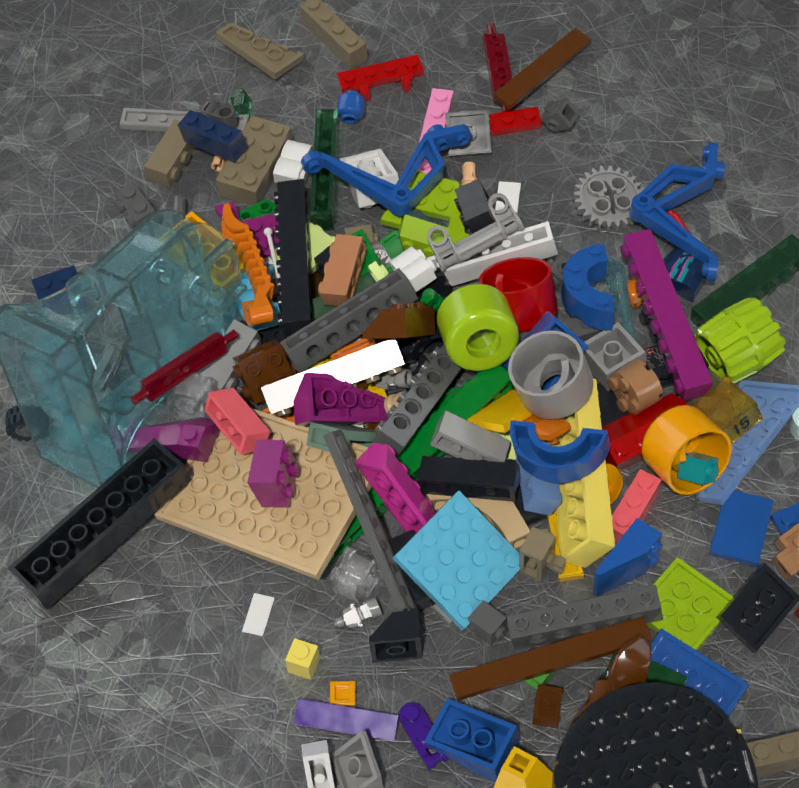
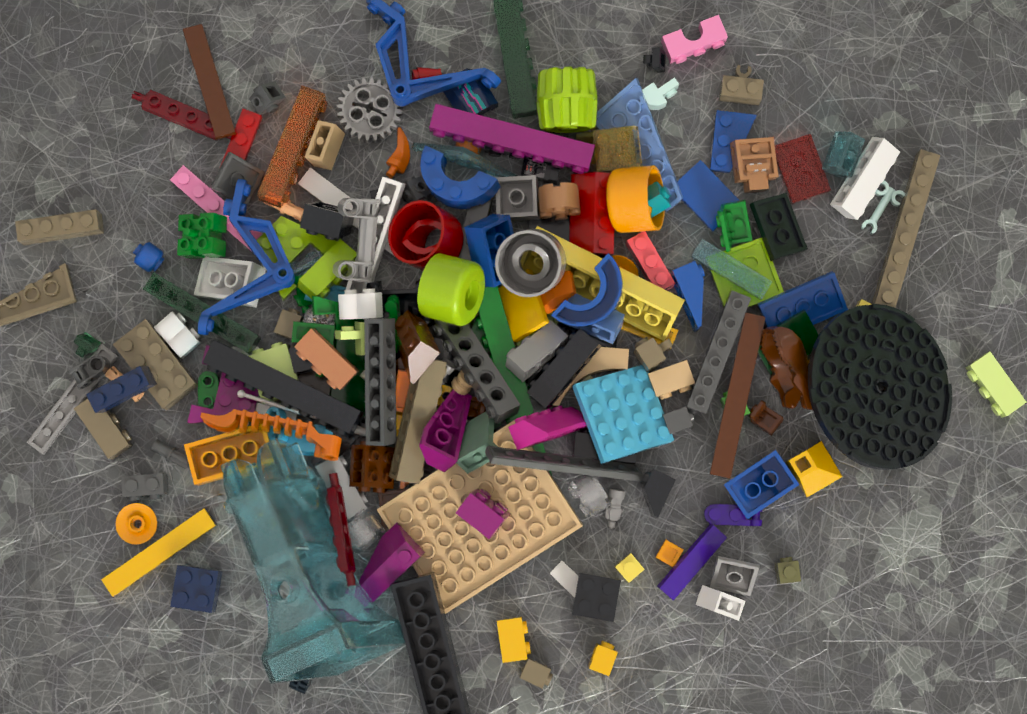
camera: 60 degrees left, 25 degrees up
(59, 246) = (158, 552): none -> yellow tile
(94, 215) = (126, 523): none -> light orange dish
(140, 630) = (536, 673): none -> dark tan brick
(163, 590) = (512, 639): none -> yellow brick
(190, 680) = (603, 658): none -> yellow brick
(235, 419) = (412, 513): coral brick -> none
(253, 643) = (596, 597): none -> black brick
(379, 74) = (121, 228): red hinge -> none
(395, 130) = (202, 235): none -> green brick
(525, 591) = (671, 379): none -> tan brick
(528, 155) = (291, 147): none -> clear orange brick
(549, 179) = (324, 145): none -> tan brick
(575, 244) = (400, 158): none -> orange bar
(680, 584) = (731, 269): none -> clear light blue plate
(726, 558) = (735, 224): none -> green bracket

